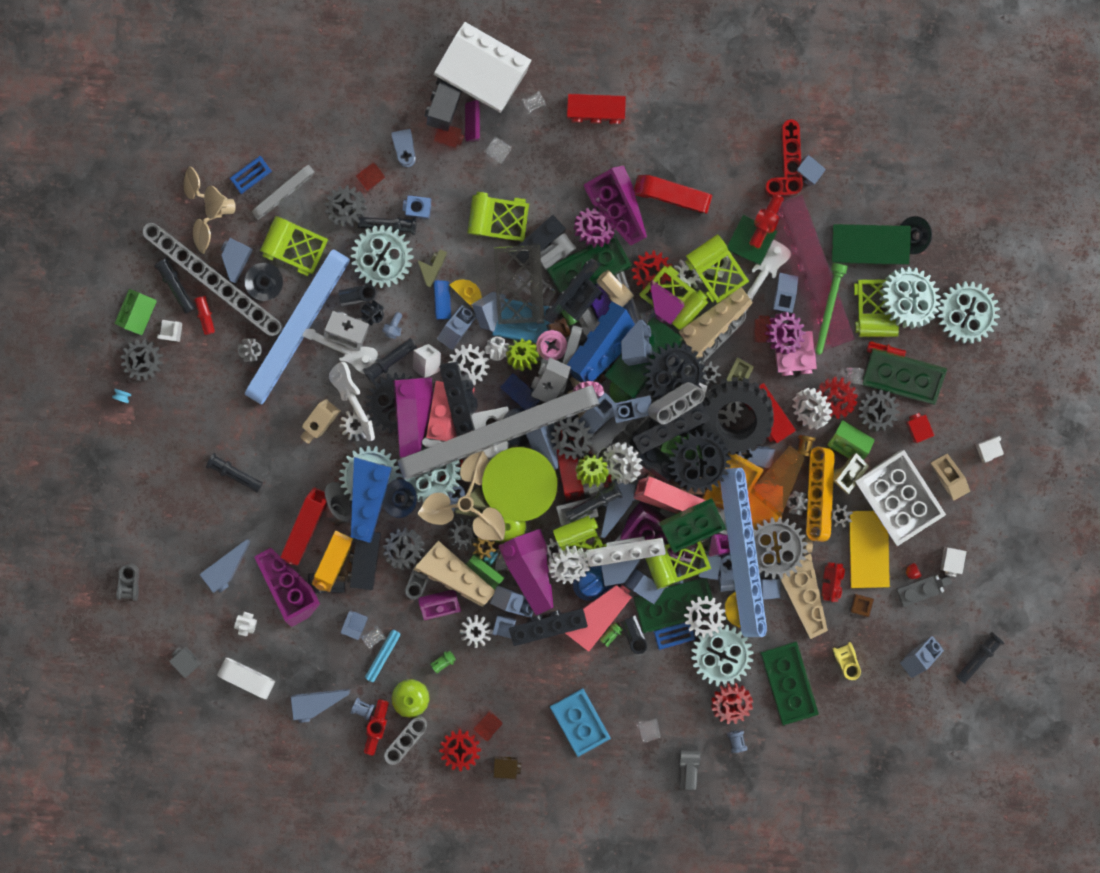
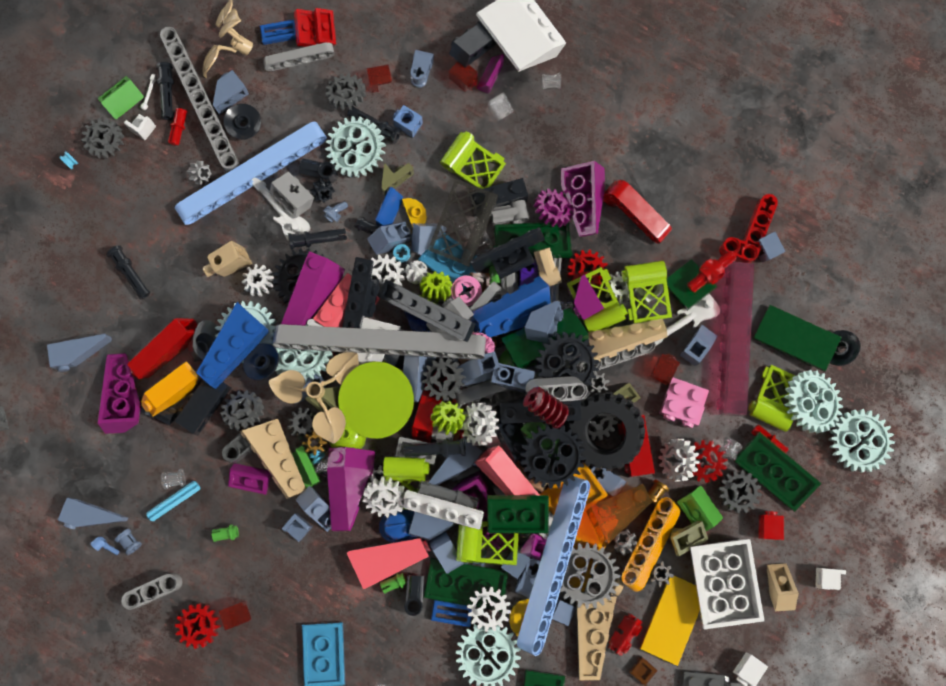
camera: 25 degrees right, 10 degrees down
(161, 309) = (144, 106): none -> white hinge
(245, 624) = (64, 410): white gear -> none
(246, 678) = (38, 461): white beam -> none
(278, 239) = (273, 93): lime piece -> none
(283, 155) = (314, 27): none -> red slope
(337, 721) = (100, 542): none -> medium blue hand
(341, 379) = (265, 235): white piece -> none
(354, 625) = (161, 459): sand blue panel -> none
(379, 717) = (124, 571): red axle -> none
(410, 698) = (177, 553): lime cylinder -> none
(426, 361) = (347, 252): white panel -> none
(430, 326) = (366, 226): none -> black pin
(471, 635) = (276, 516): white gear -> none
(479, 339) = (405, 258): none -> medium azure bush
(506, 767) = (231, 664): dark brown brick -> none
(527, 384) = (427, 310): none -> plate
(548, 626) = (338, 547): black bracket -> none
(596, 108) = (603, 110): red brick -> none
(623, 537) = (448, 495): none -> dark grey pin
(675, 425) = (546, 407): none -> dark red piece
(785, 333) = (687, 376): magenta gear -> none
(838, 271) = (758, 345): bright green piece -> none
(913, 572) = (706, 662): red hinge -> none

